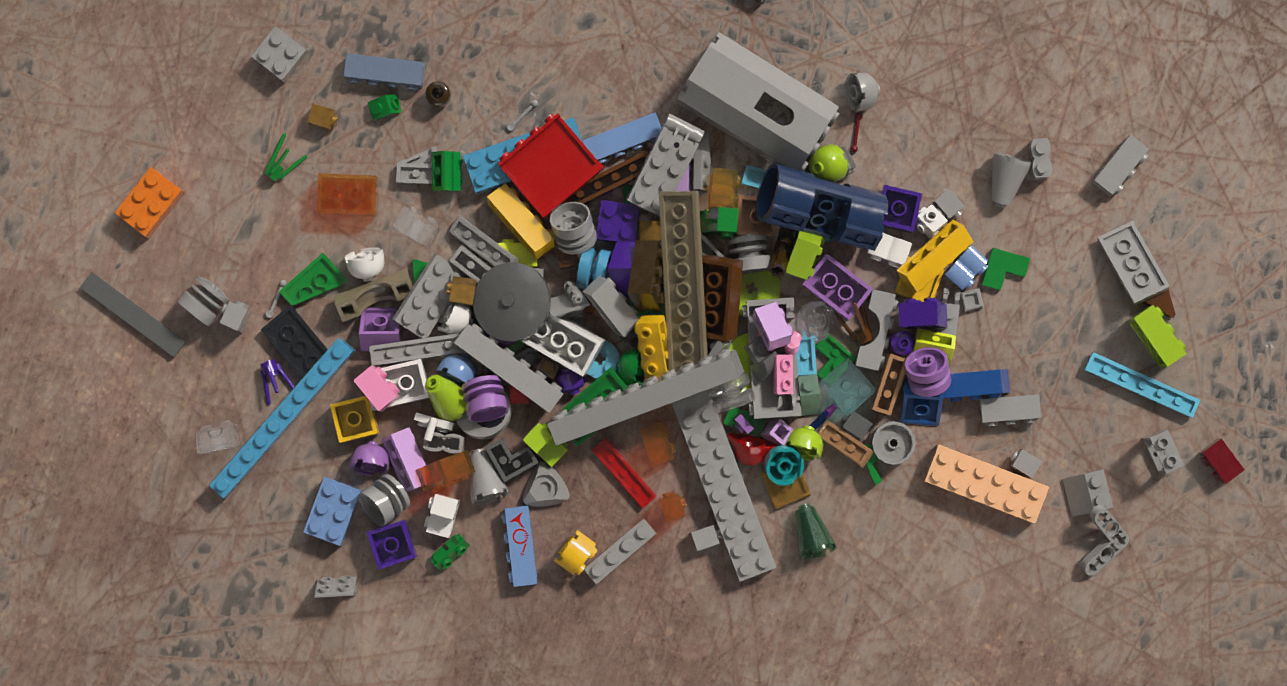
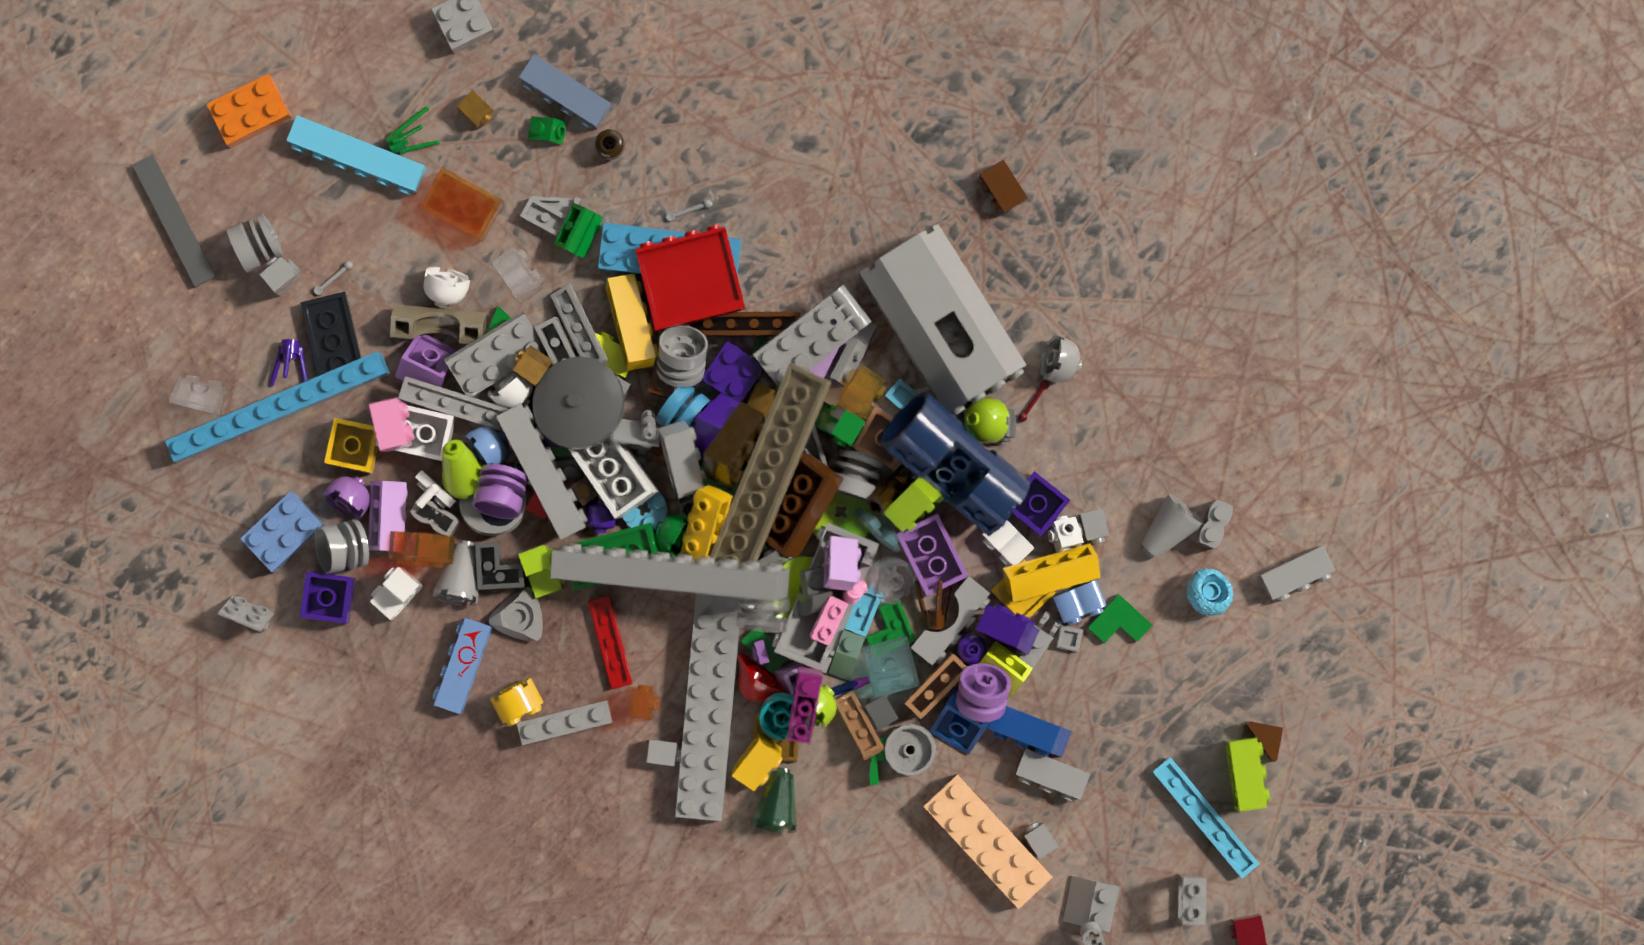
camera: 25 degrees right, 0 degrees up
(247, 196) = (356, 154): none -> medium azure brick
(313, 280) = (382, 277): green wing -> none
(457, 547) = (374, 639): green hinge -> none
(623, 138) = (783, 286): medium blue brick -> none
(657, 443) = (660, 628): clear orange brick -> none
(781, 509) = (757, 762): none -> yellow brick
(786, 288) = (876, 529): none -> clear light blue slope
(797, 447) = (804, 704): none -> magenta slope
(1061, 212) = (1209, 592): none -> medium azure hair
(1133, 263) = (1259, 683): light grey plate -> none

